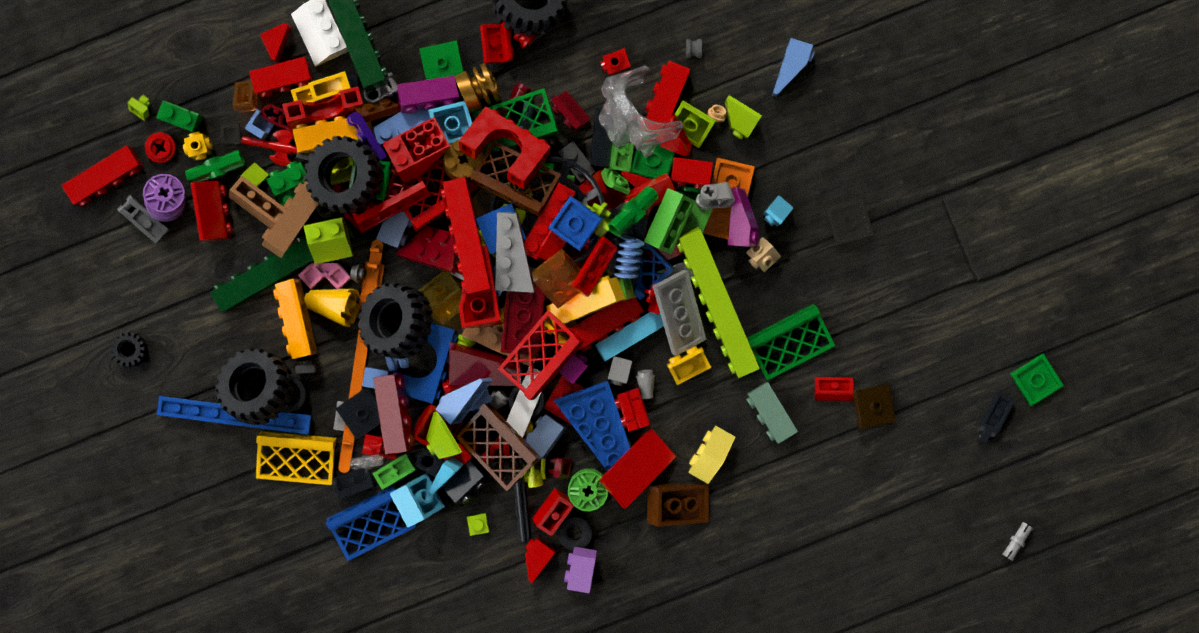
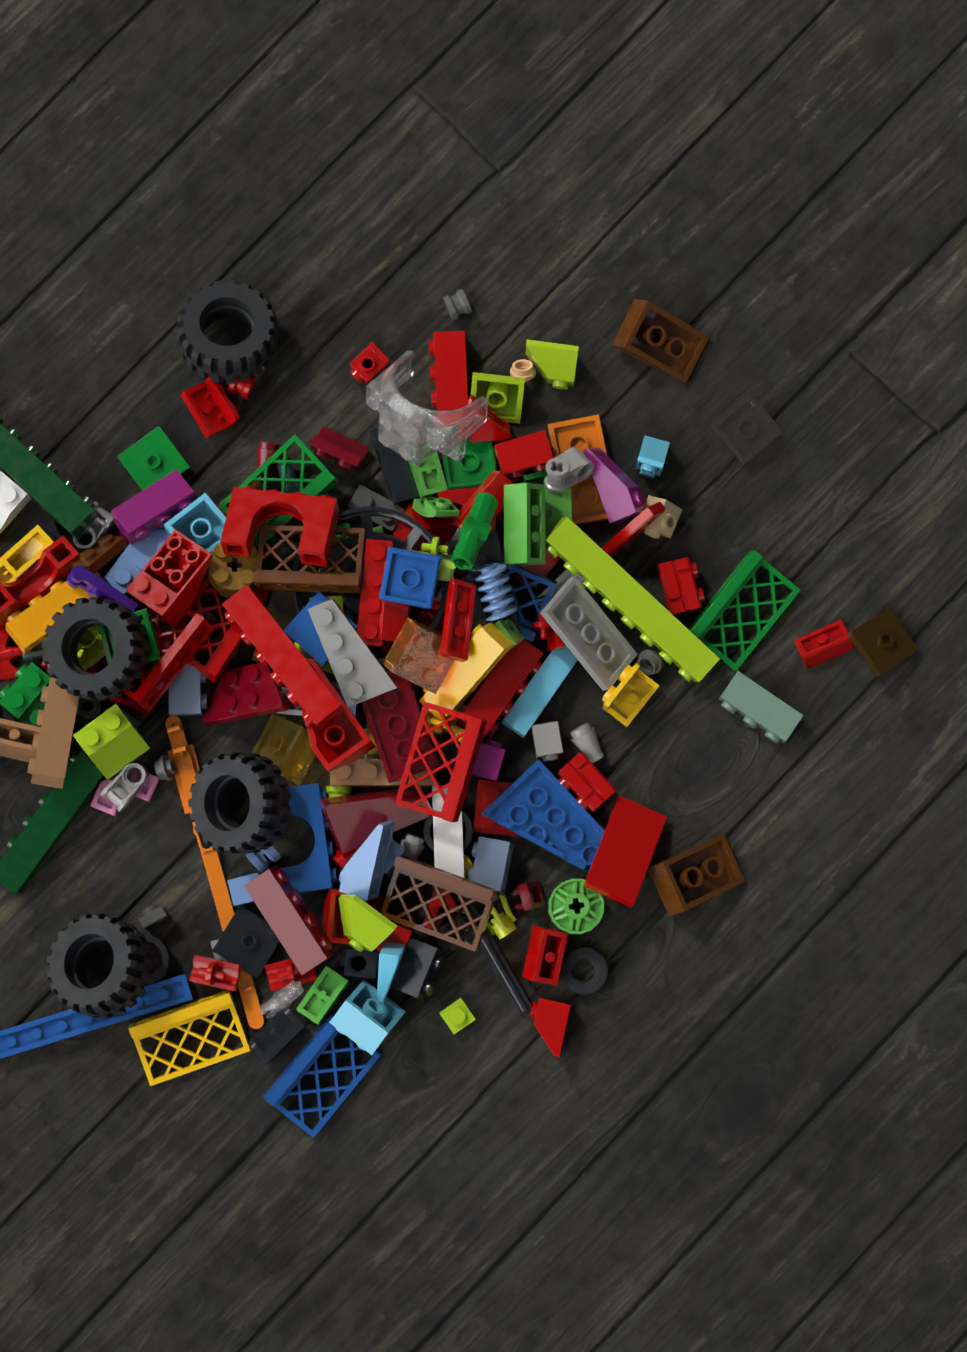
camera: 25 degrees left, 5 degrees down
(295, 318) = (112, 861): light orange slope -> none
(323, 274) = (125, 787): none -> light grey piece
(330, 424) = (215, 972): none -> red hips
(334, 304) = (152, 820): yellow cone -> none
(477, 87) = (212, 470): pearl gold wheel -> none
(581, 569) = (613, 1012): medium lavender brick -> none
(711, 454) = (708, 793): light yellow brick -> none
(712, 349) = (650, 662): none -> dark grey plate
(741, 256) = (633, 529): none -> red tile
(755, 307) = (680, 586): none -> red brick
(795, 59) = (588, 262): medium blue slope -> none
(819, 134) = (660, 339): none -> reddish brown slope

